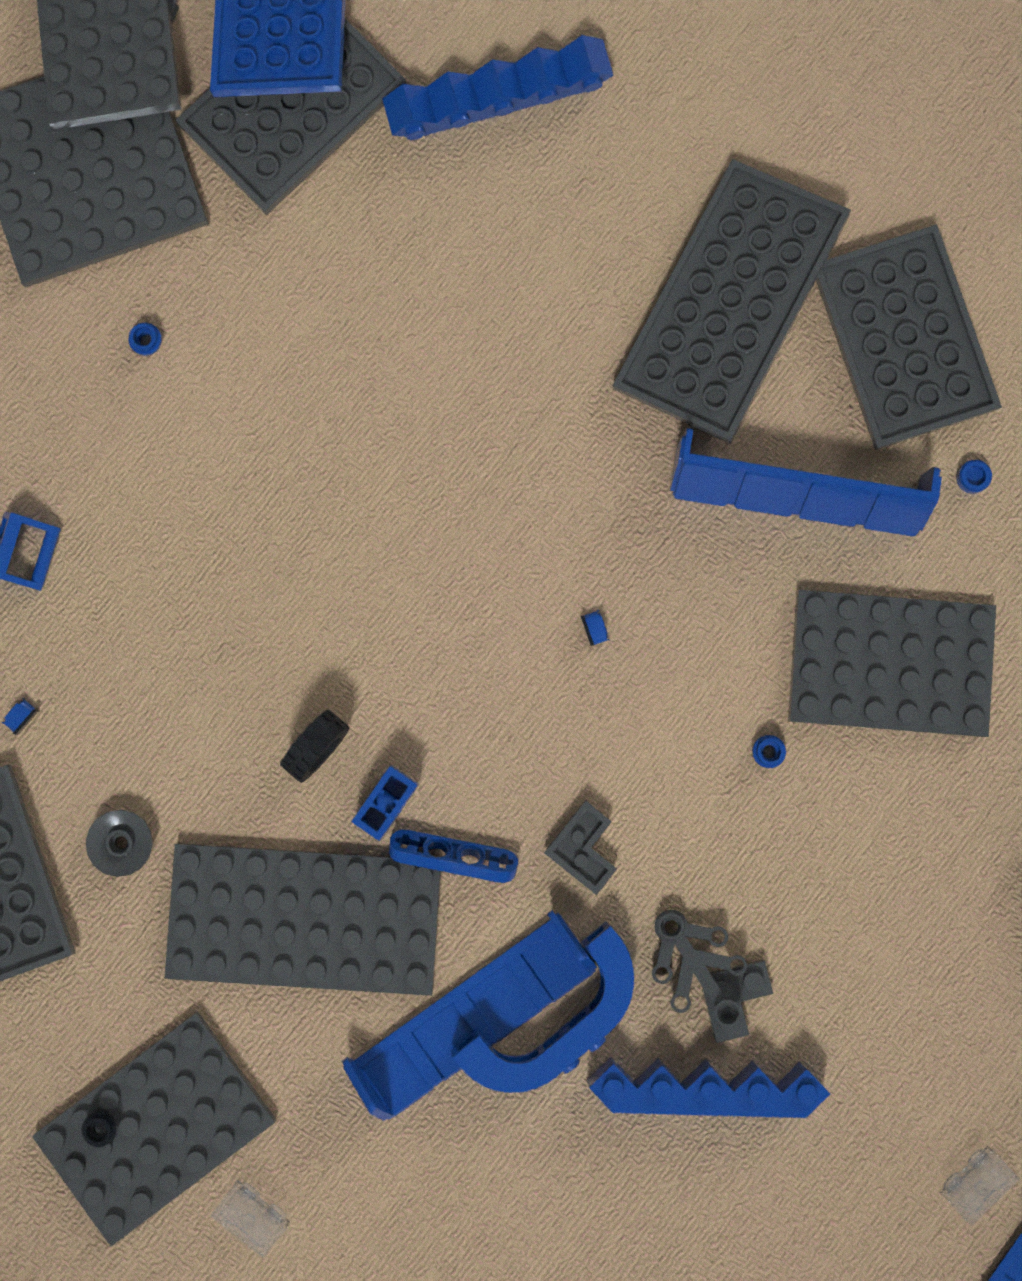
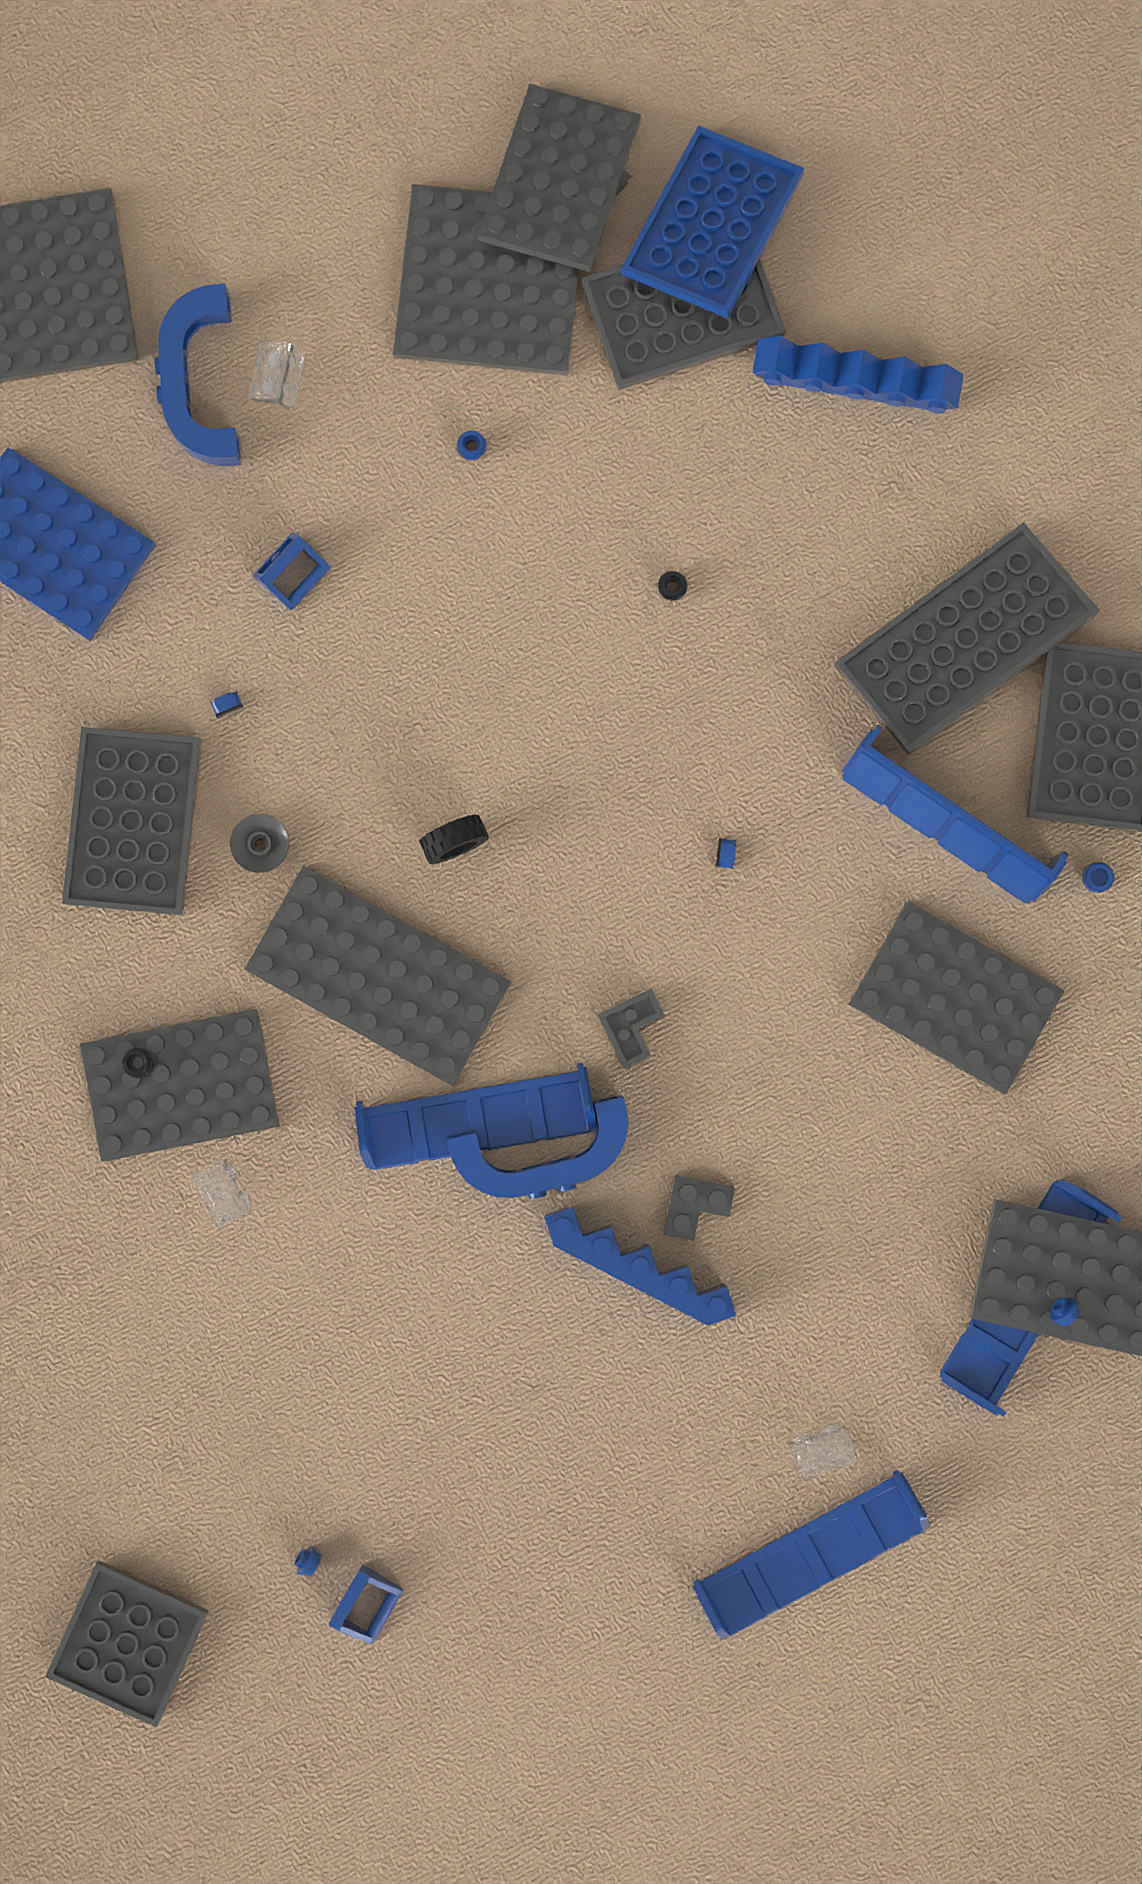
camera: 30 degrees right, 0 degrees up
(385, 803) = (489, 912): blue brick -> none
(409, 376) = (676, 577): none -> black plate
(452, 860) = (525, 979): blue beam -> none
(695, 963) = (678, 1161): dark grey plant -> none
(779, 751) = (829, 1021): blue plate -> none

